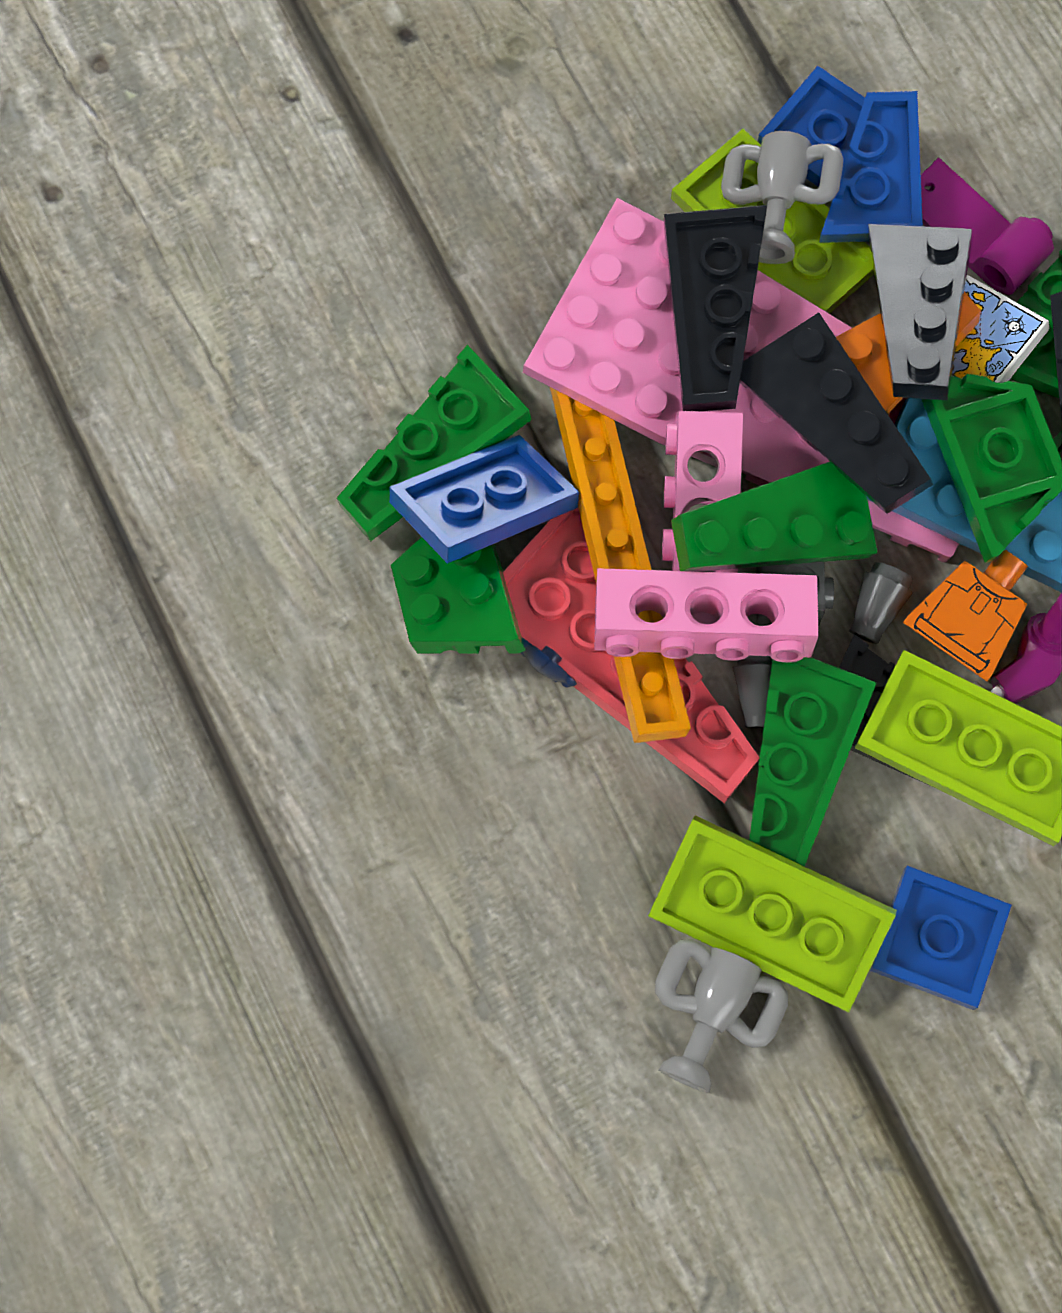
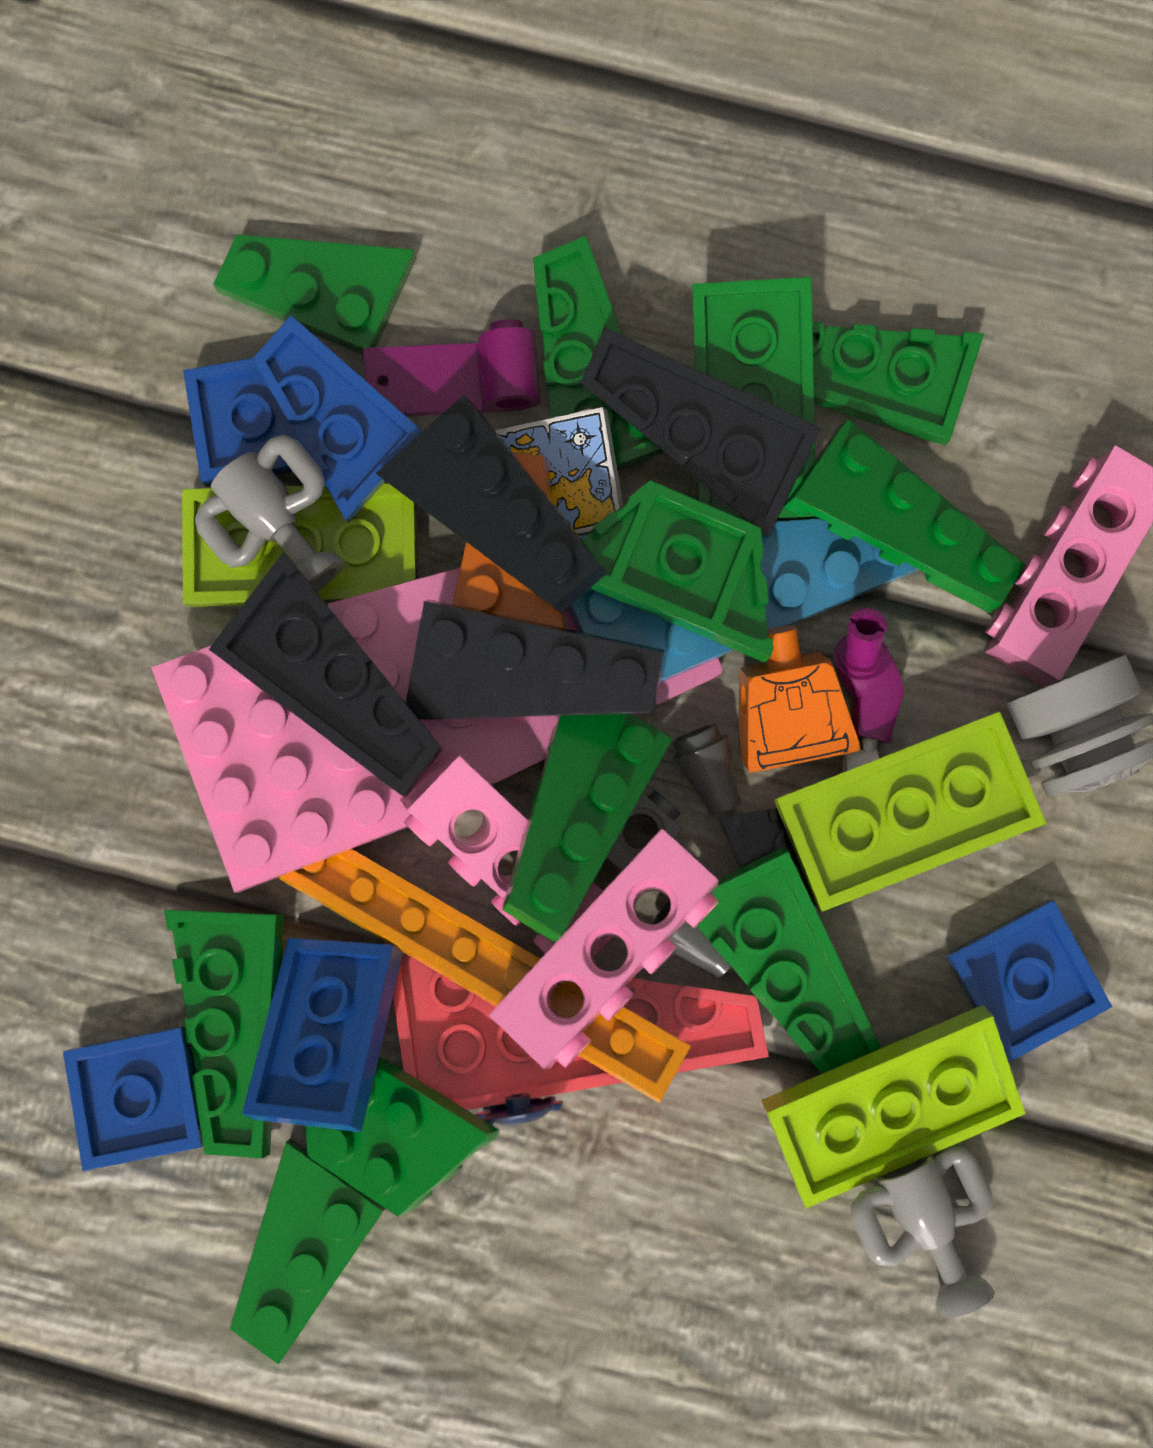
camera: 50 degrees left, 10 degrees up
(325, 615) = (300, 1250): none -> green wing
(331, 426) = (133, 1098): none -> blue plate
(956, 108) = (326, 286): none -> green wing

